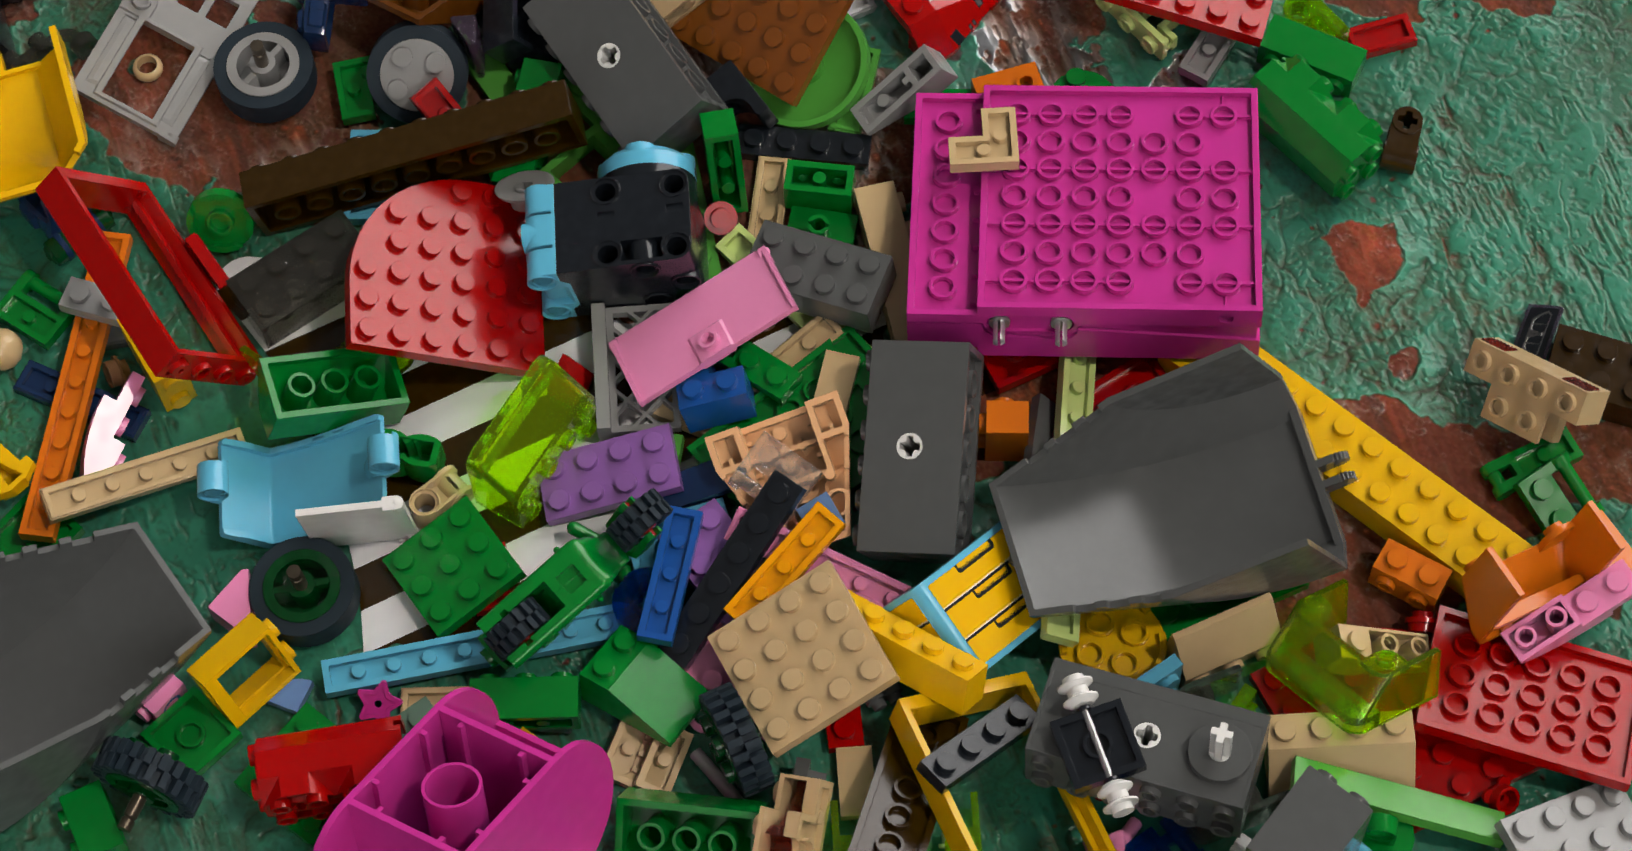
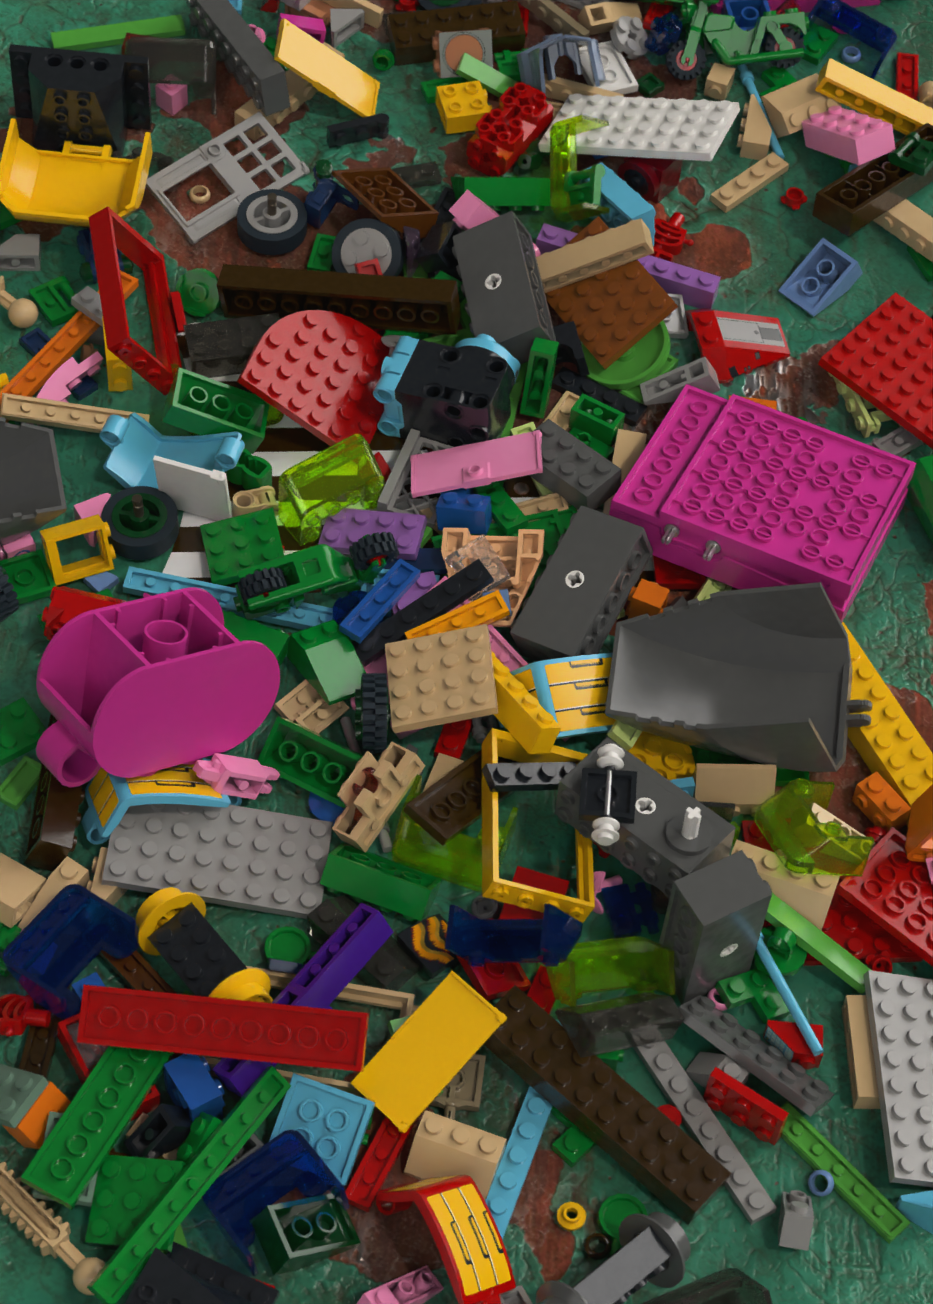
camera: 15 degrees right, 10 degrees down
(720, 217) = (521, 412): red plate -> none
(838, 373) = (554, 527): tan tile -> none
(993, 150) = (717, 428): tan plate -> none

